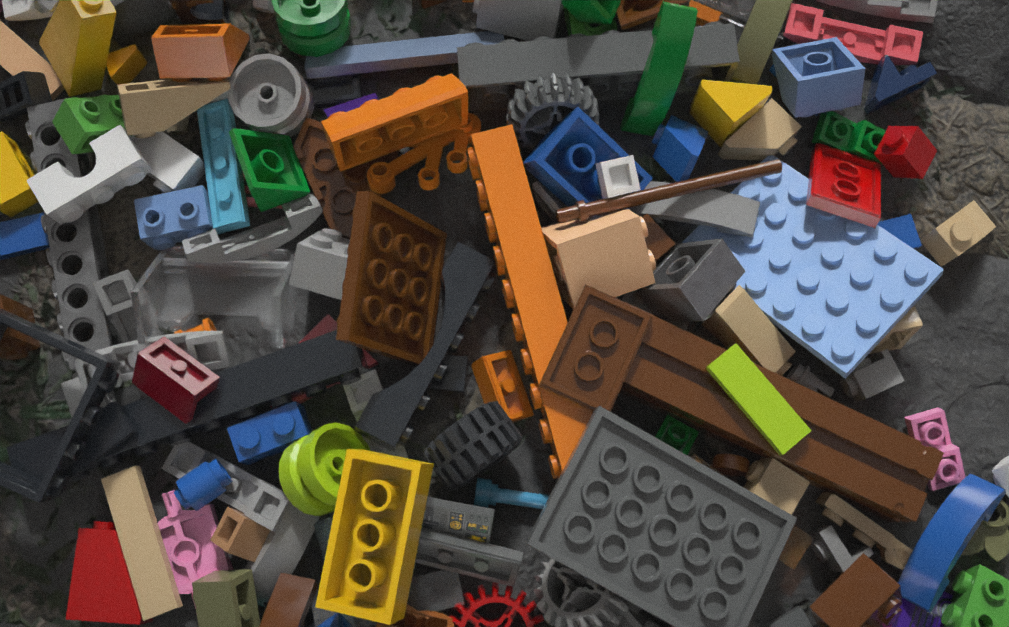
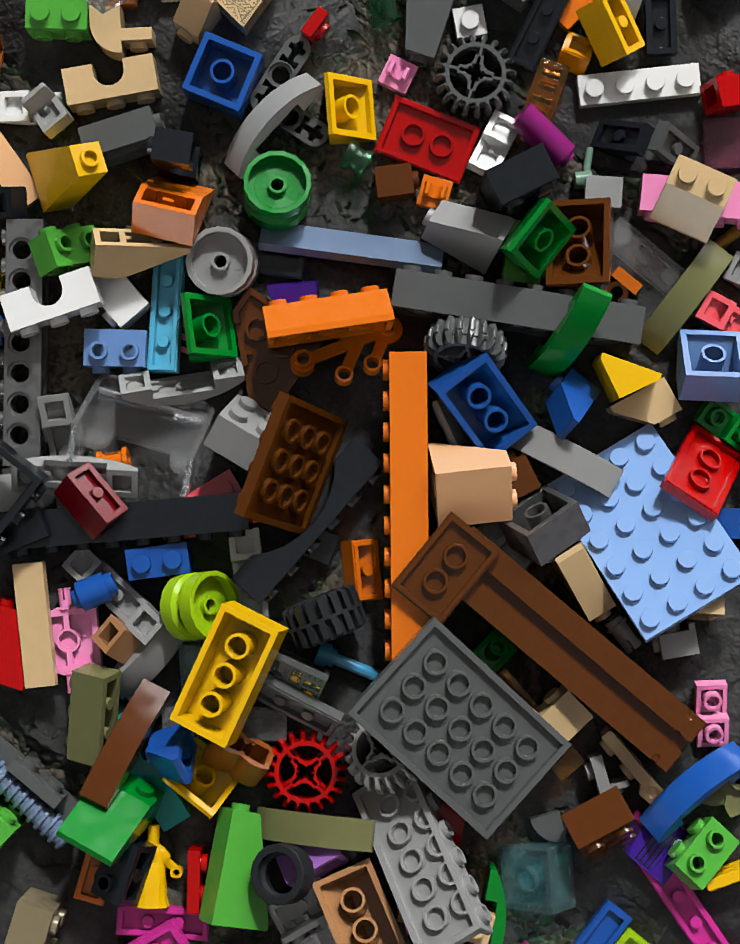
camera: 15 degrees right, 10 degrees up
(125, 64) = (99, 195): light orange slope -> none
(583, 210) = (469, 443): reddish brown bar -> none
(617, 176) = (505, 421): white plate -> none
(731, 464) = (535, 683): dark orange tile -> none
(758, 399) = (567, 642): lime tile -> none

